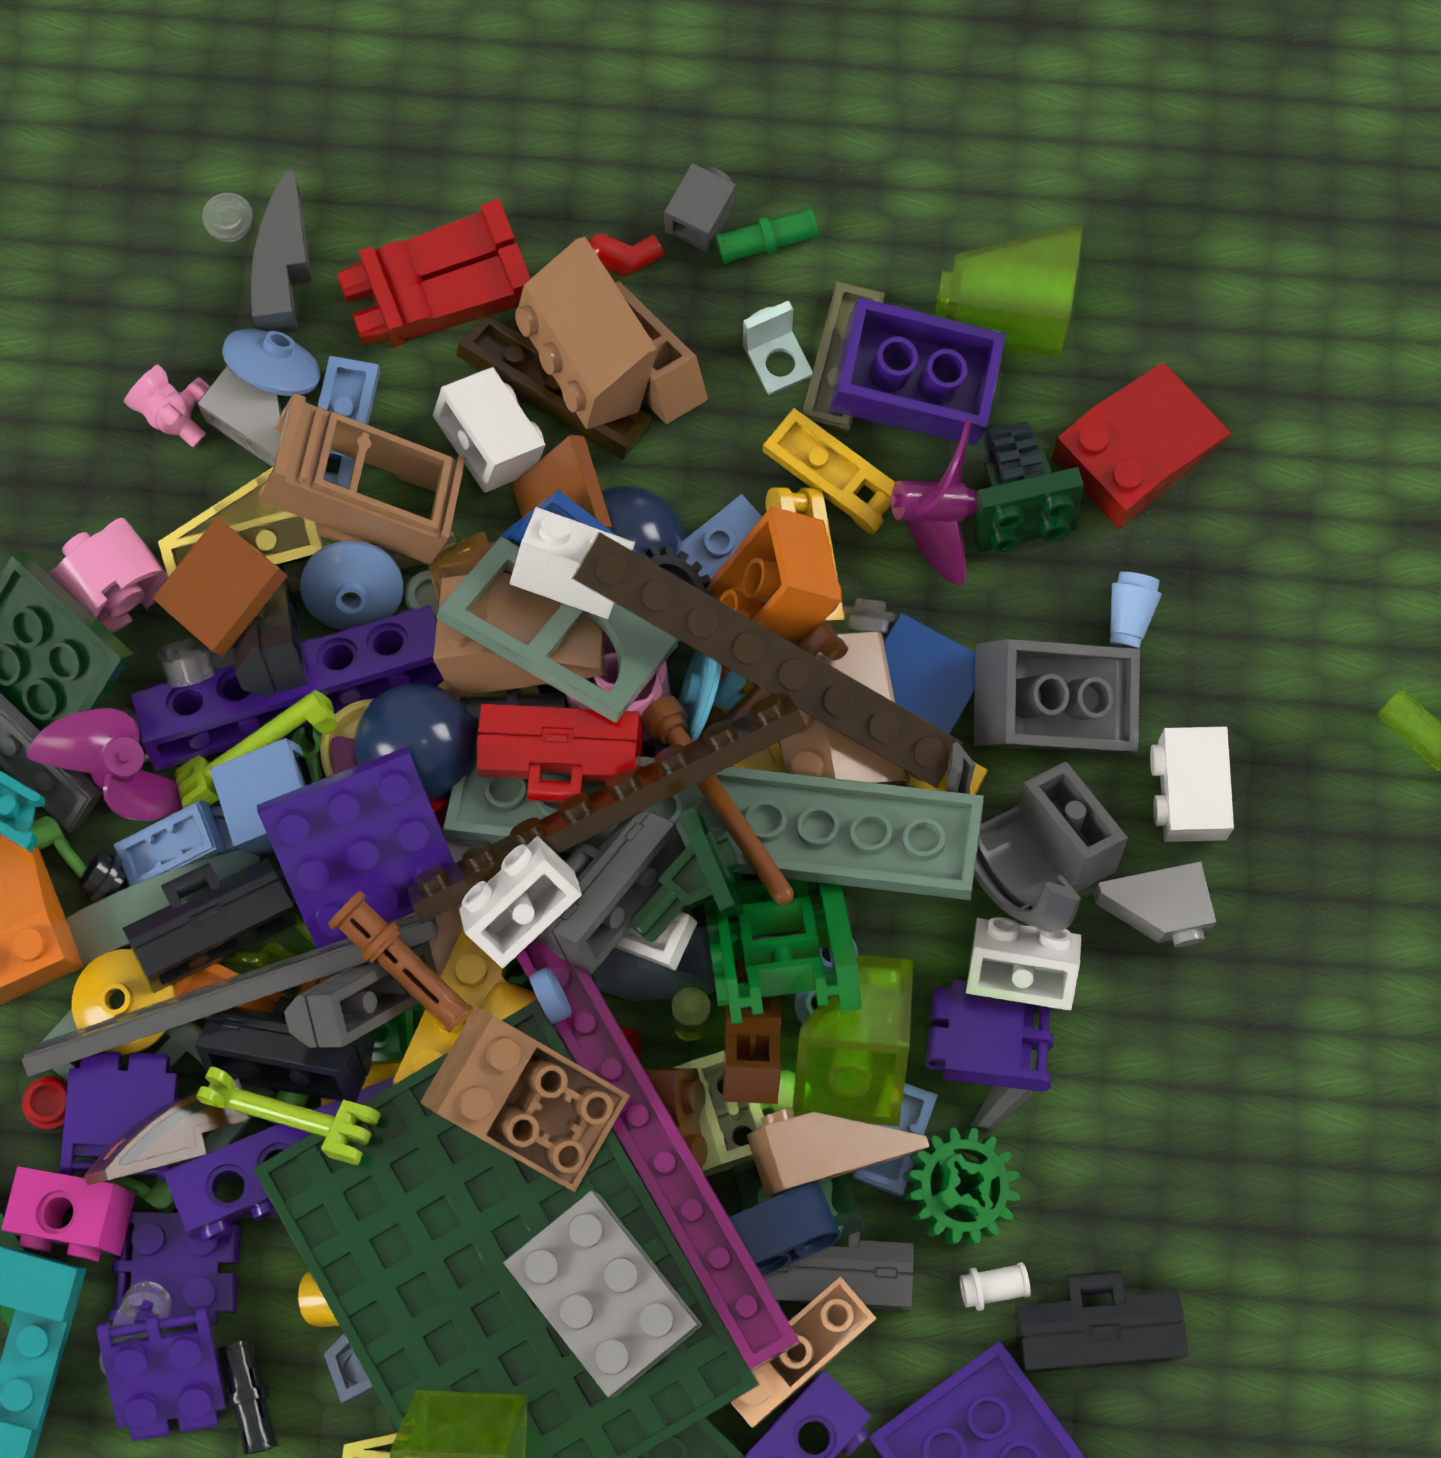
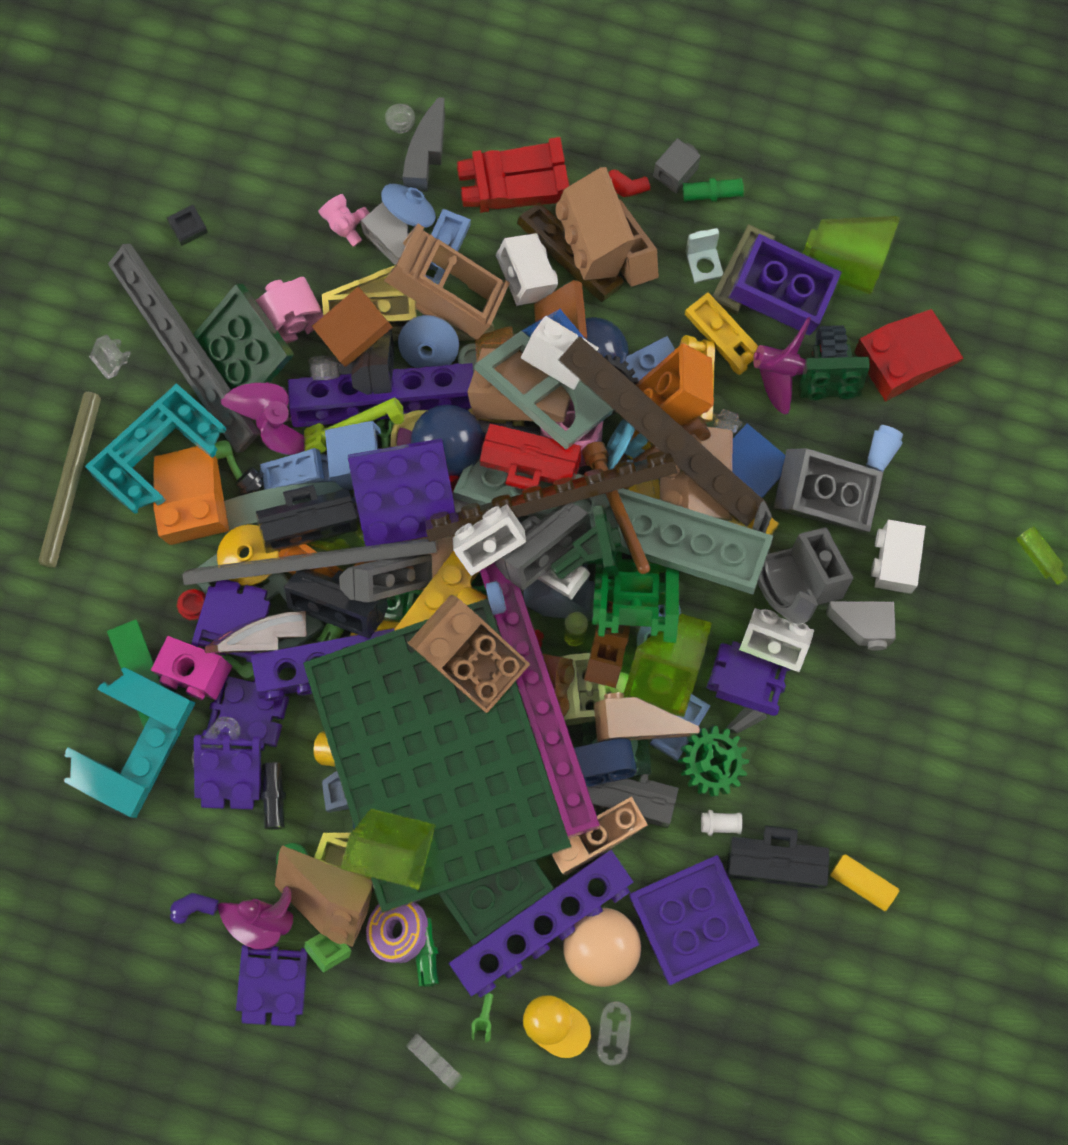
camera: 10 degrees right, 0 degrees up
(336, 1129) = (355, 649): lime hinge -> none
(381, 944) = (404, 548): dark orange pin -> none
(602, 1294) = (491, 774): light grey piece -> none
(1247, 1335) = (864, 882): none -> yellow brick

